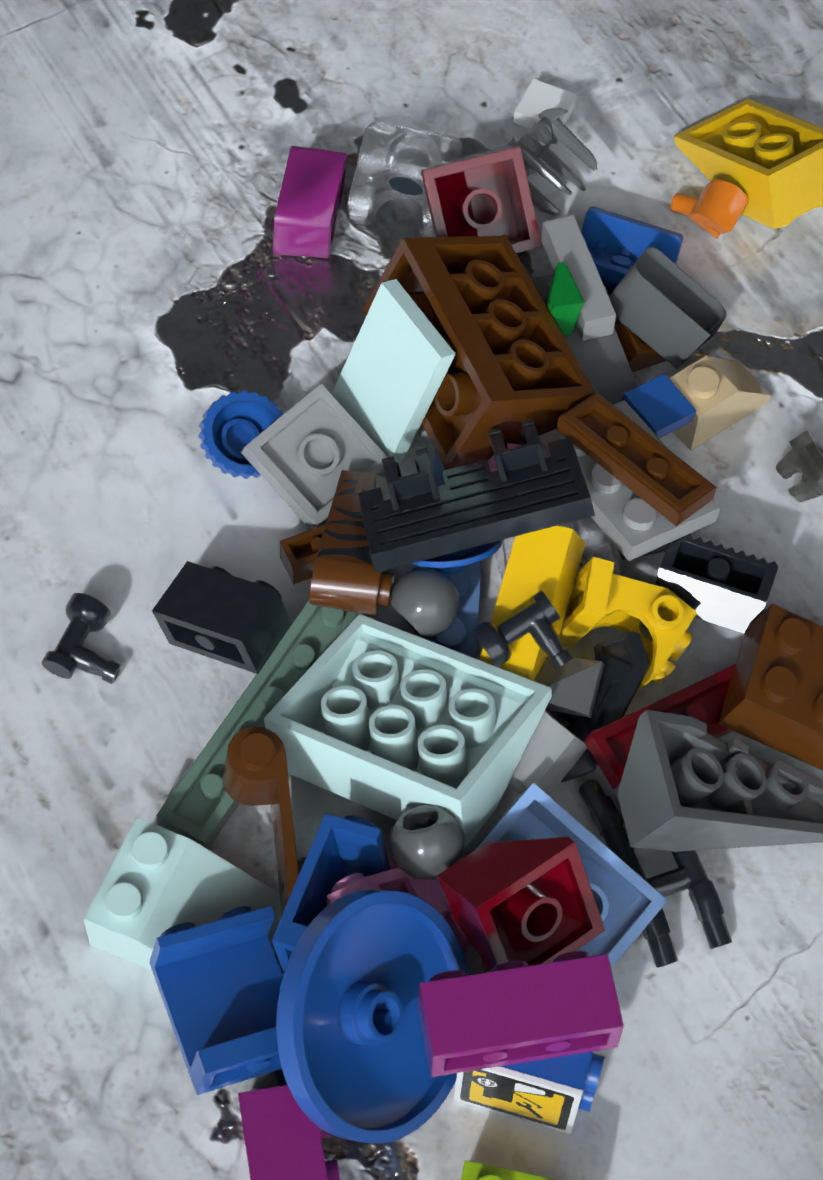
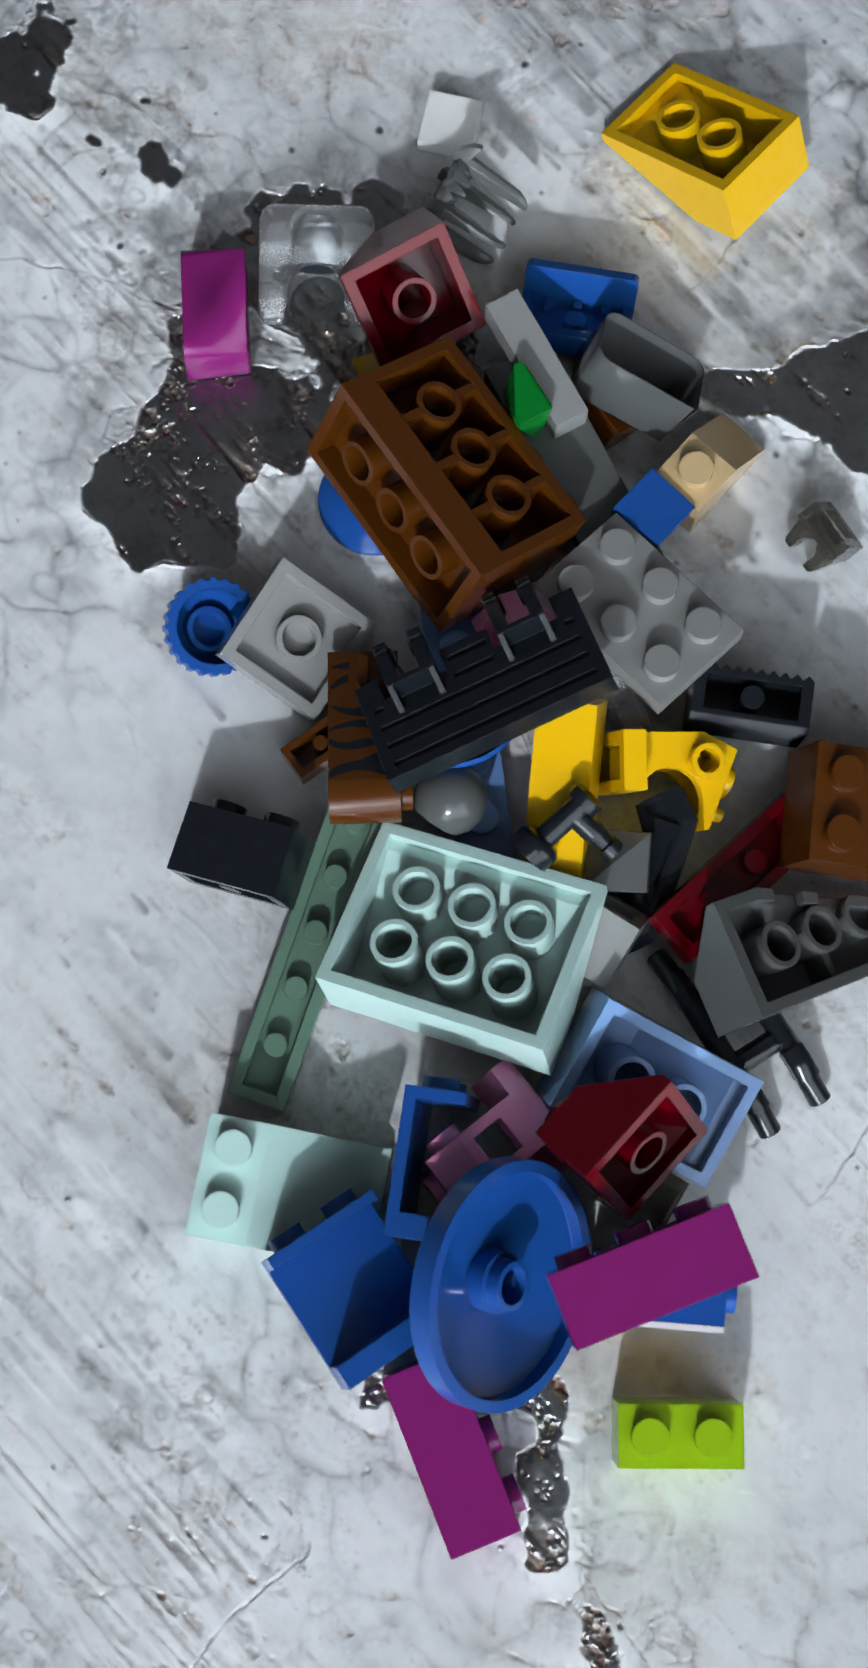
camera: 10 degrees left, 20 degrees up
(85, 616) = (89, 921): black piece -> none
(256, 776) = (322, 1030): reddish brown door -> none
(393, 370) = (359, 532): light aqua tile -> none
(426, 841) = (514, 1087): dark grey piece -> none
(636, 459) = (645, 597): reddish brown tile -> none
(716, 207) = (665, 227): orange piece -> none

